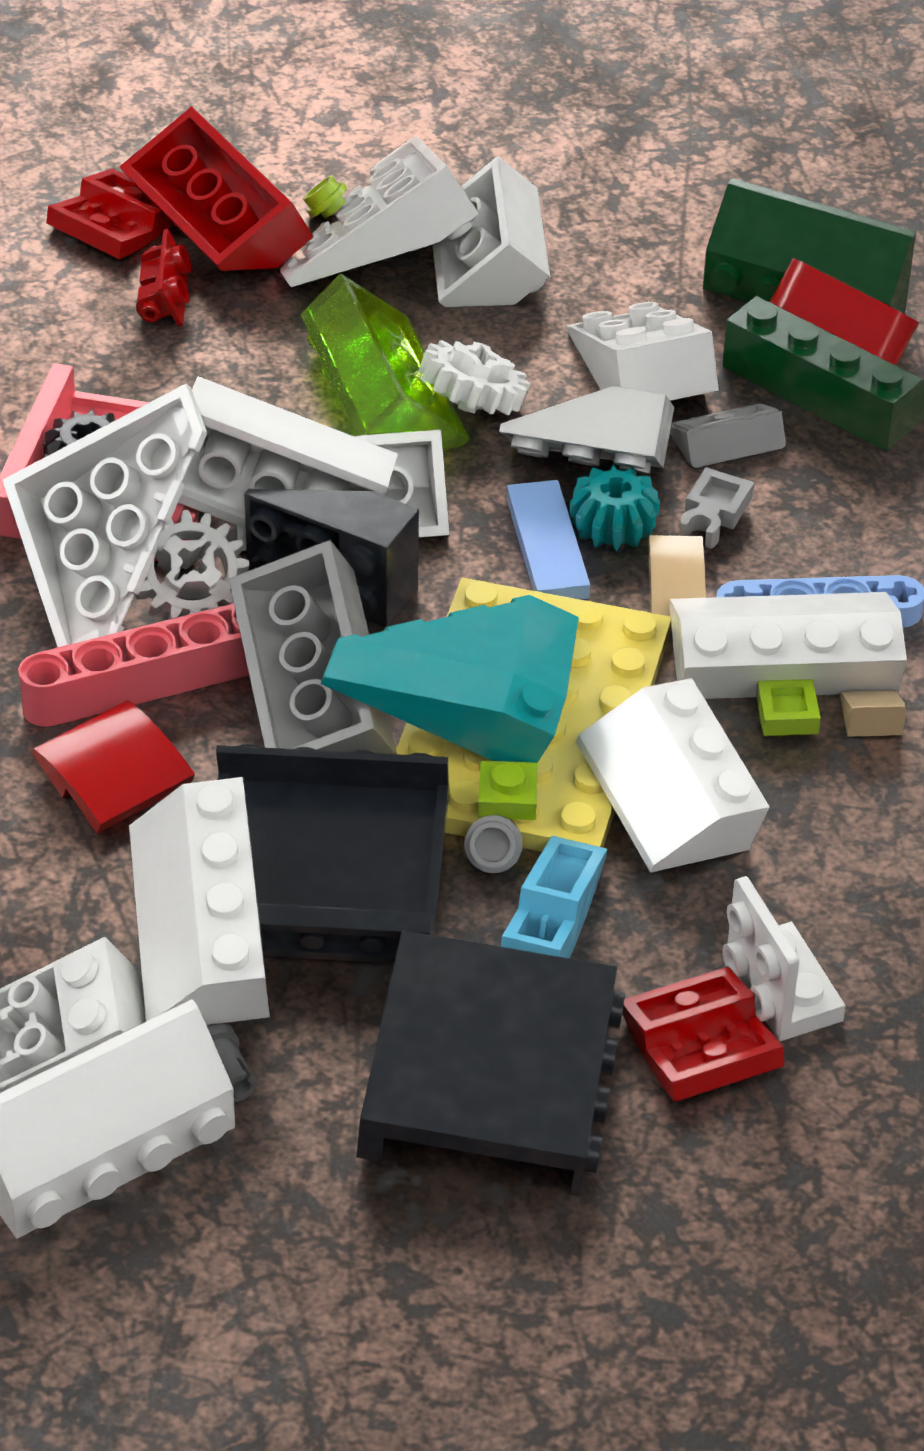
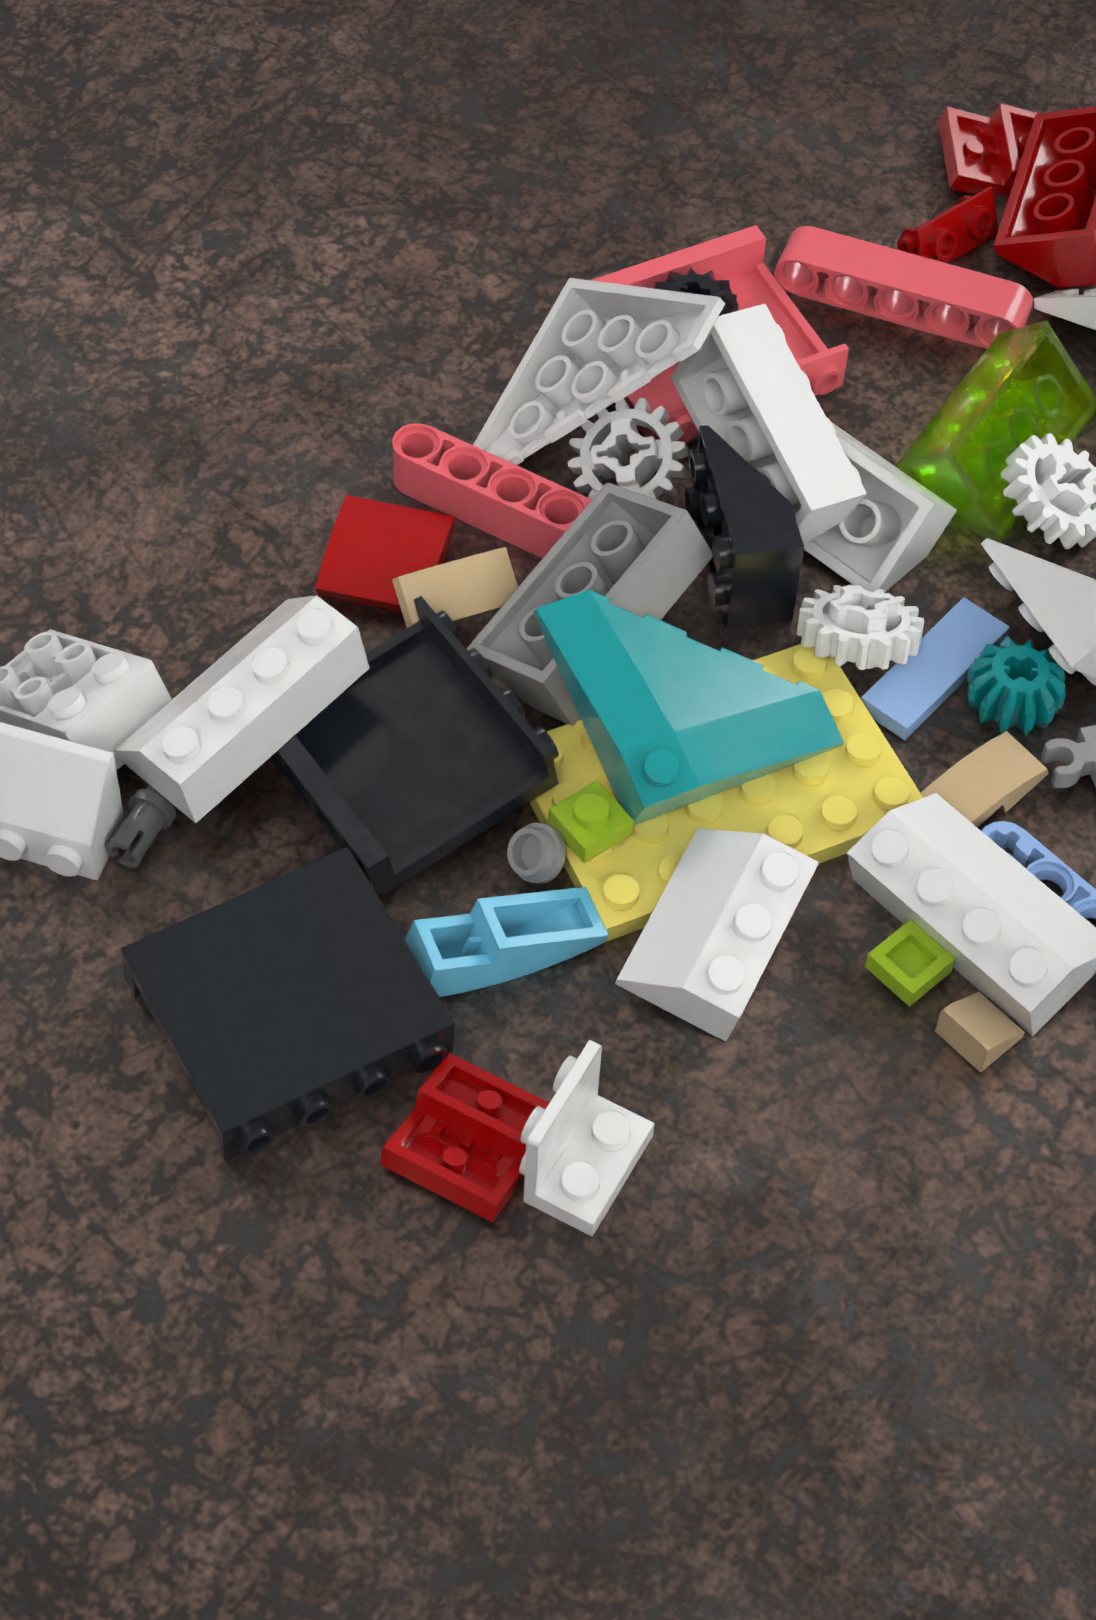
camera: 50 degrees right, 10 degrees up
(190, 337) = (901, 287): none -> coral beam
(205, 725) = (459, 586): none -> tan slope
(482, 547) = (860, 626): none -> white gear

